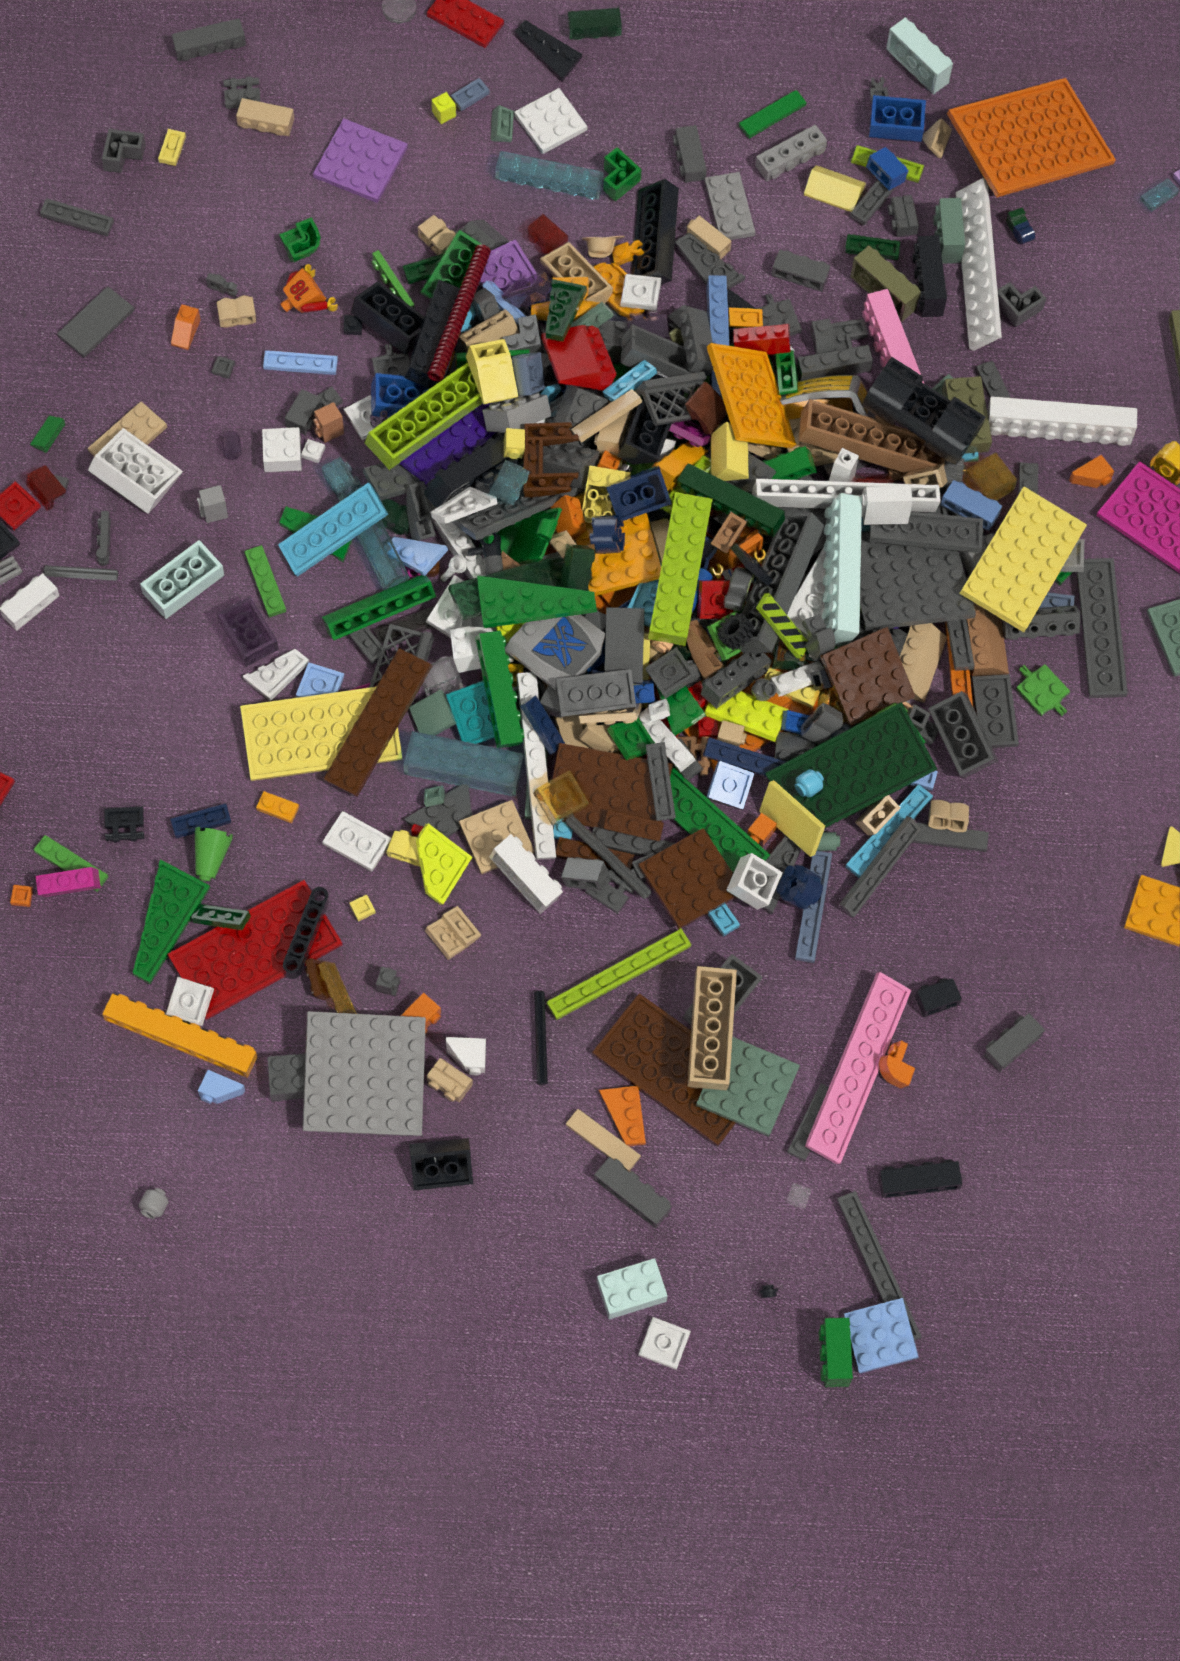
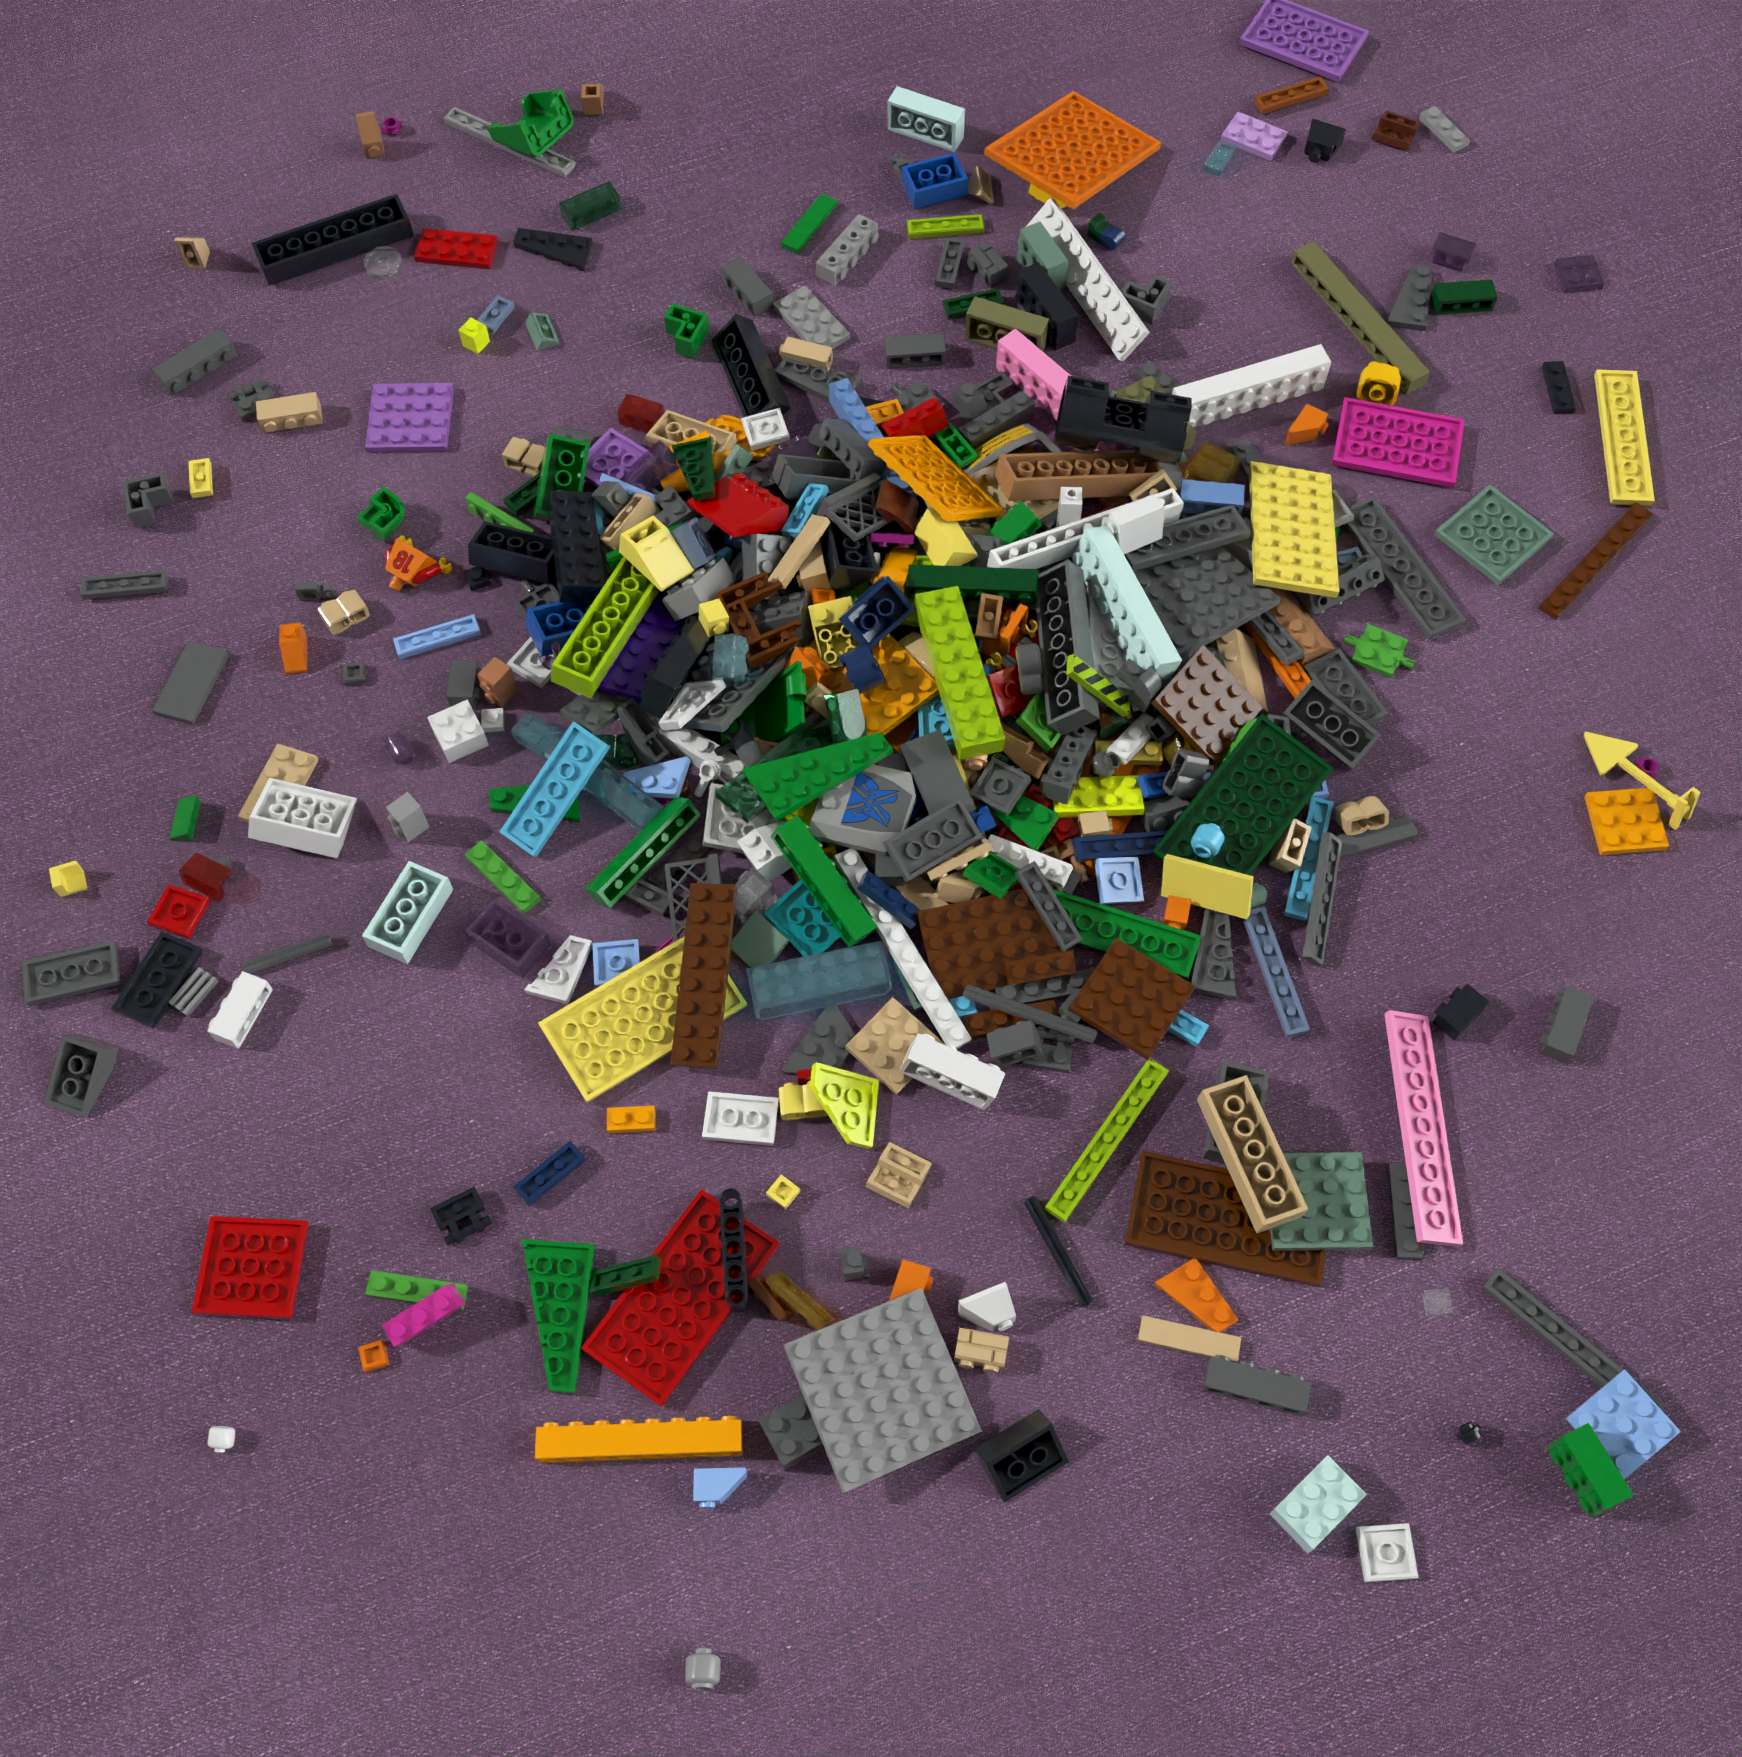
camera: 20 degrees left, 5 degrees down
(103, 539) = (298, 905): dark grey plate -> none
(190, 1001) = (633, 1393): white tile -> none
(210, 851) = (577, 1204): bright green cone -> none
(330, 396) = (485, 656): dark grey plate -> none
(434, 796) = (803, 1030): sand green tile -> none
(459, 313) = (589, 514): dark red piece -> none
(549, 175) = (614, 357): clear light blue brick -> none
(550, 121) = (590, 309): white plate -> none
(560, 798) = (950, 970): clear yellow brick -> none
(601, 247) = (701, 402): tan piece -> none
(624, 252) = (728, 400): light orange plate -> none
(659, 710) = (1007, 831): white plate -> none
(735, 631) = (1060, 715): black tyre -> none
(751, 564) = (1032, 636): black tile -> none
(754, 881) = (1205, 970): white brick -> none
(800, 886) = (1254, 955): dark blue brick -> none
(834, 188) = (906, 267): light yellow slope -> none
(887, 168) = (950, 226): blue brick -> none
(893, 1068) = (1459, 1109): orange brick -> none
(920, 1179) = (1557, 1222): black brick -> none

